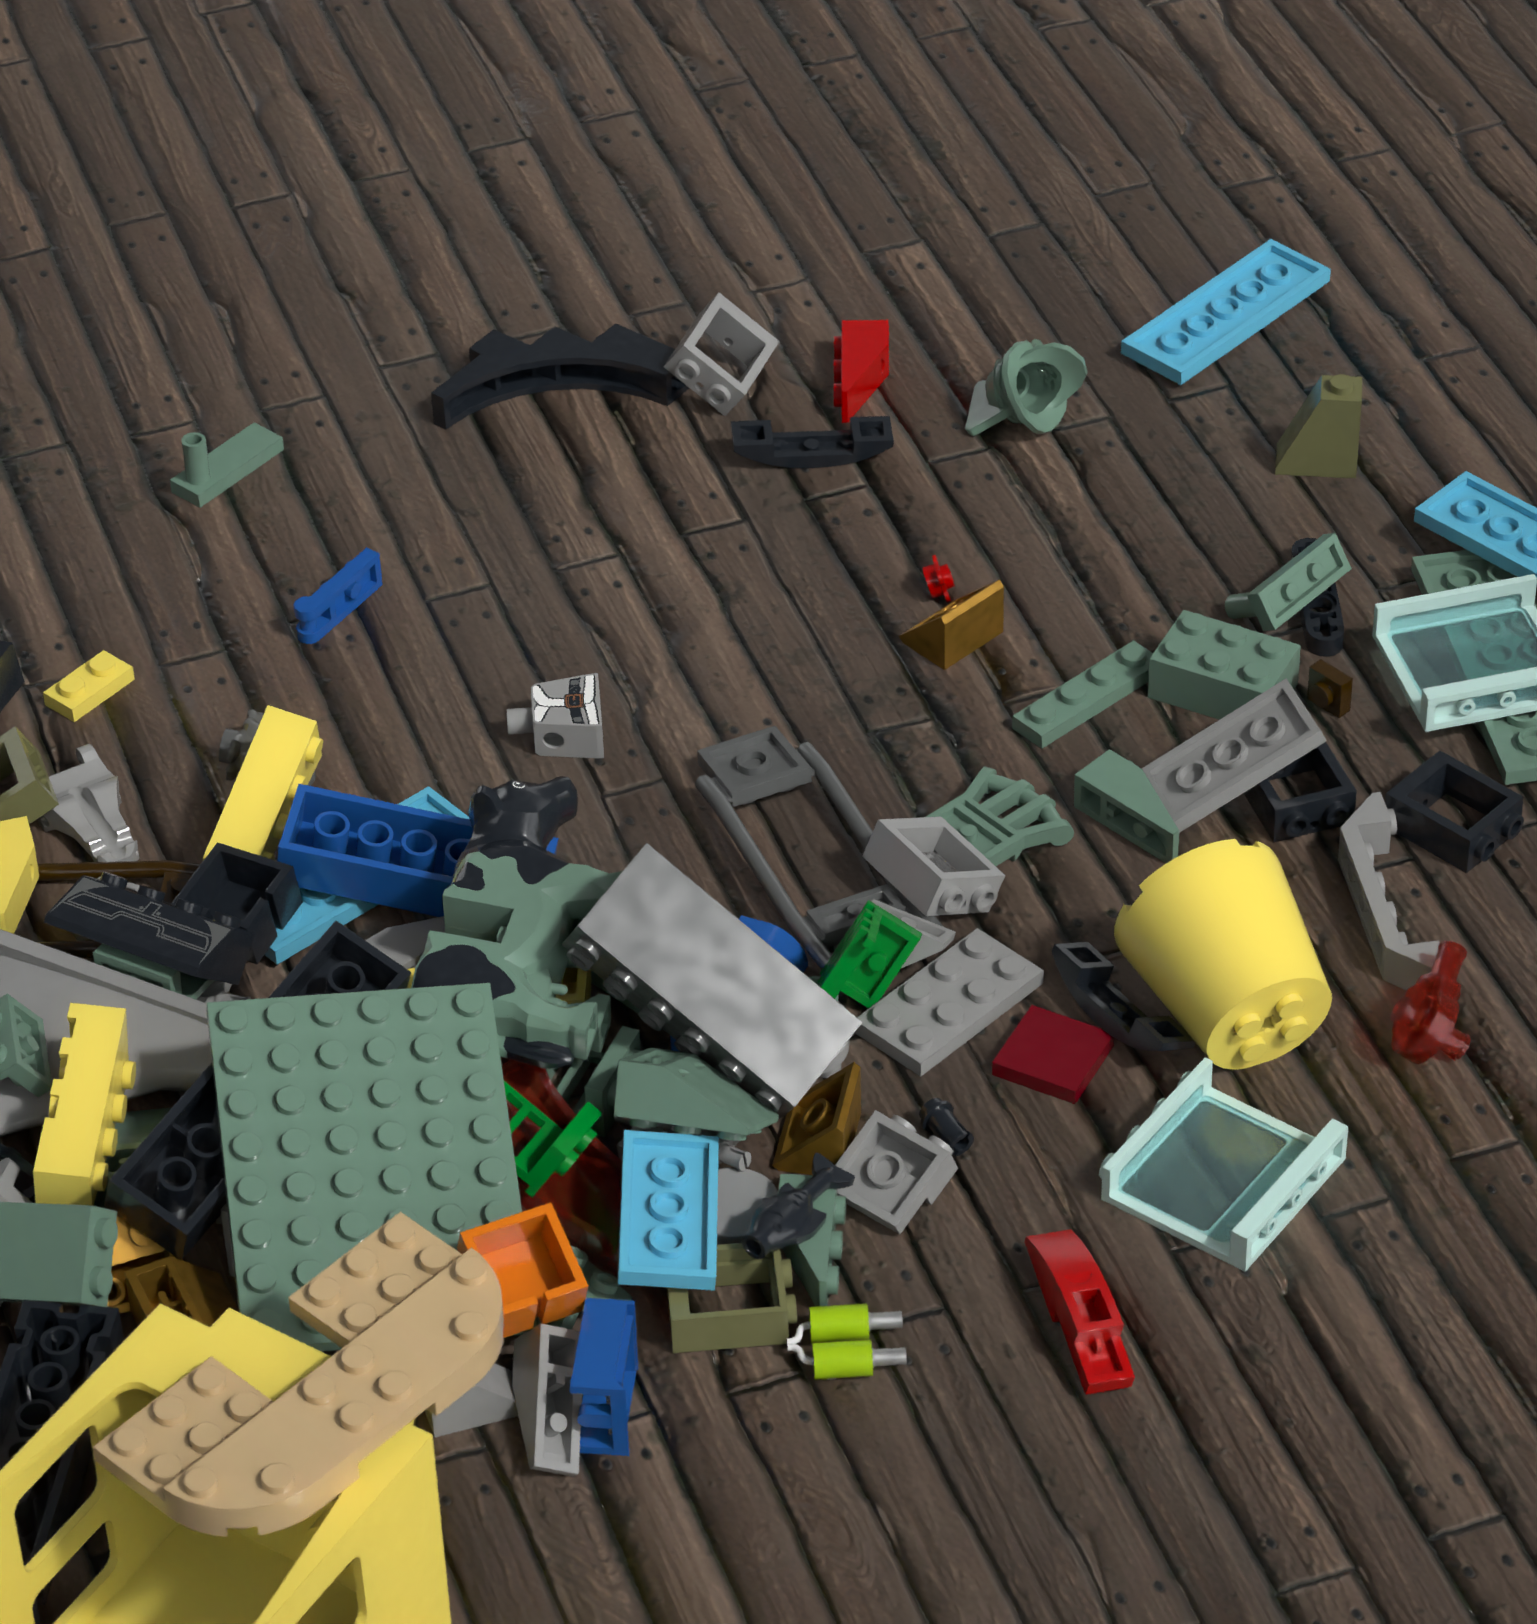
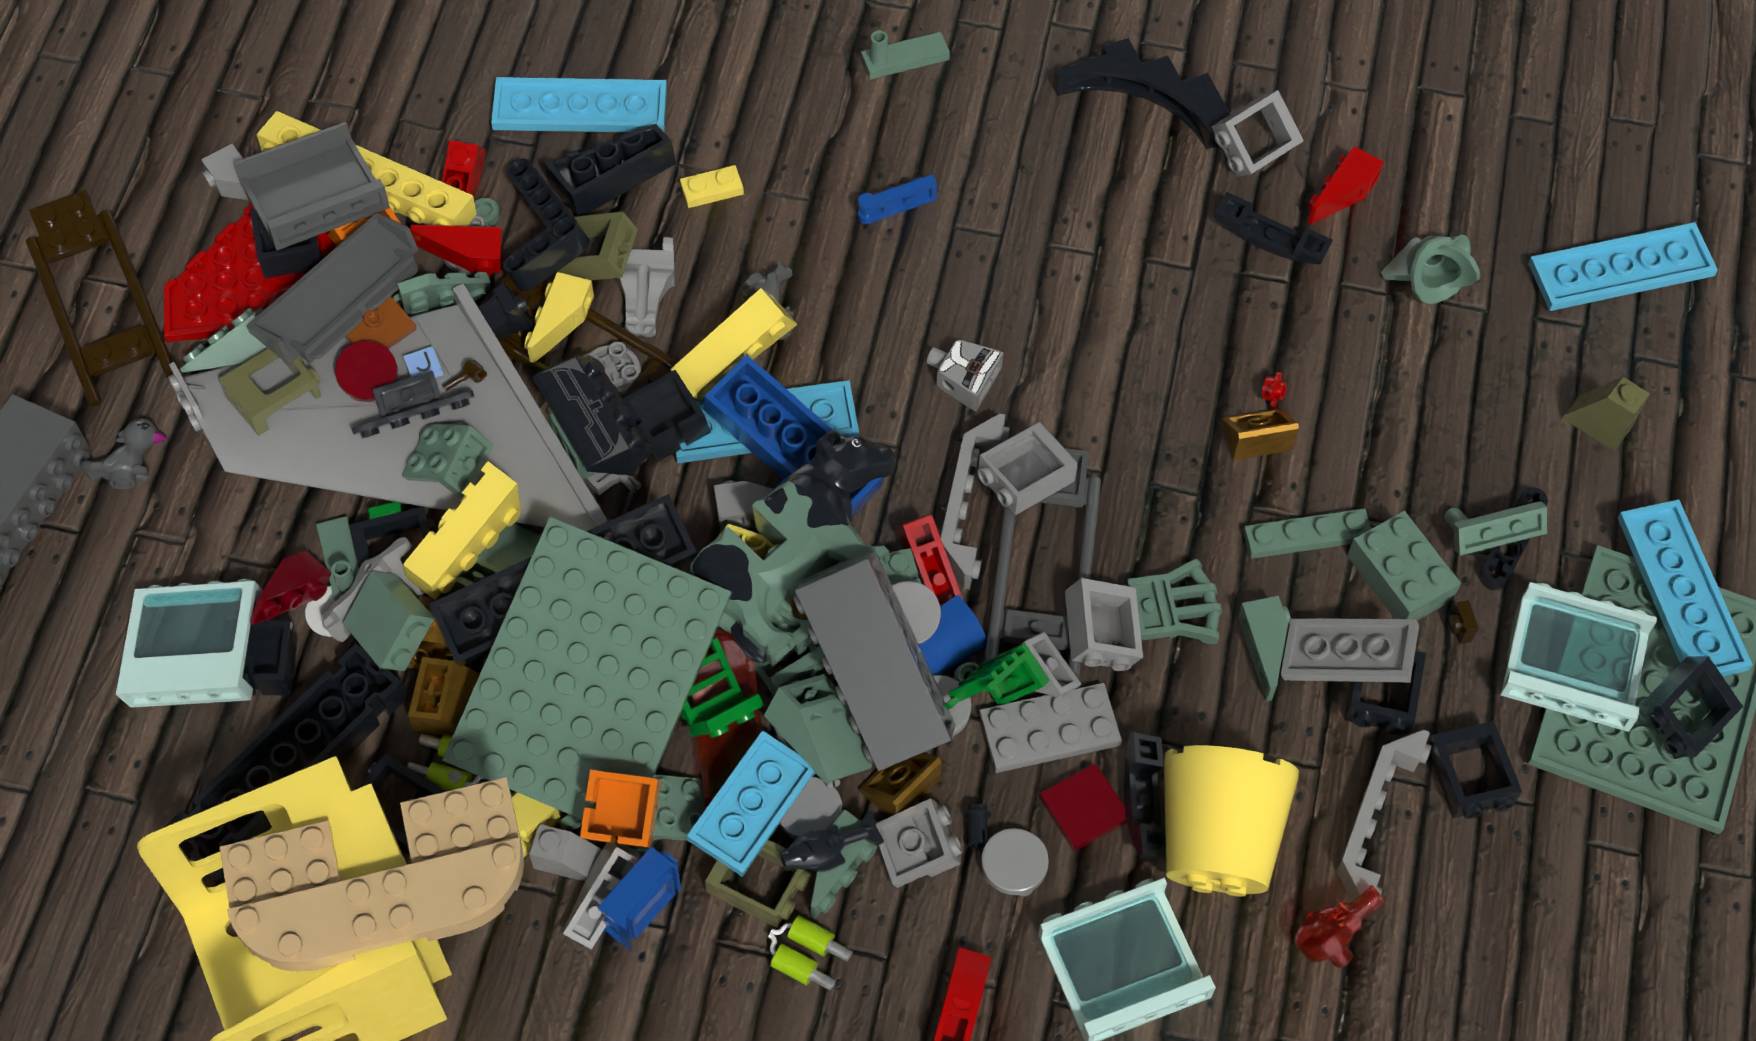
camera: 30 degrees right, 20 degrees up
(637, 775) = (974, 442): none -> light grey slope
(722, 760) = (1027, 468): none -> light grey window
(1018, 1139) = (1014, 862): none -> light grey tile

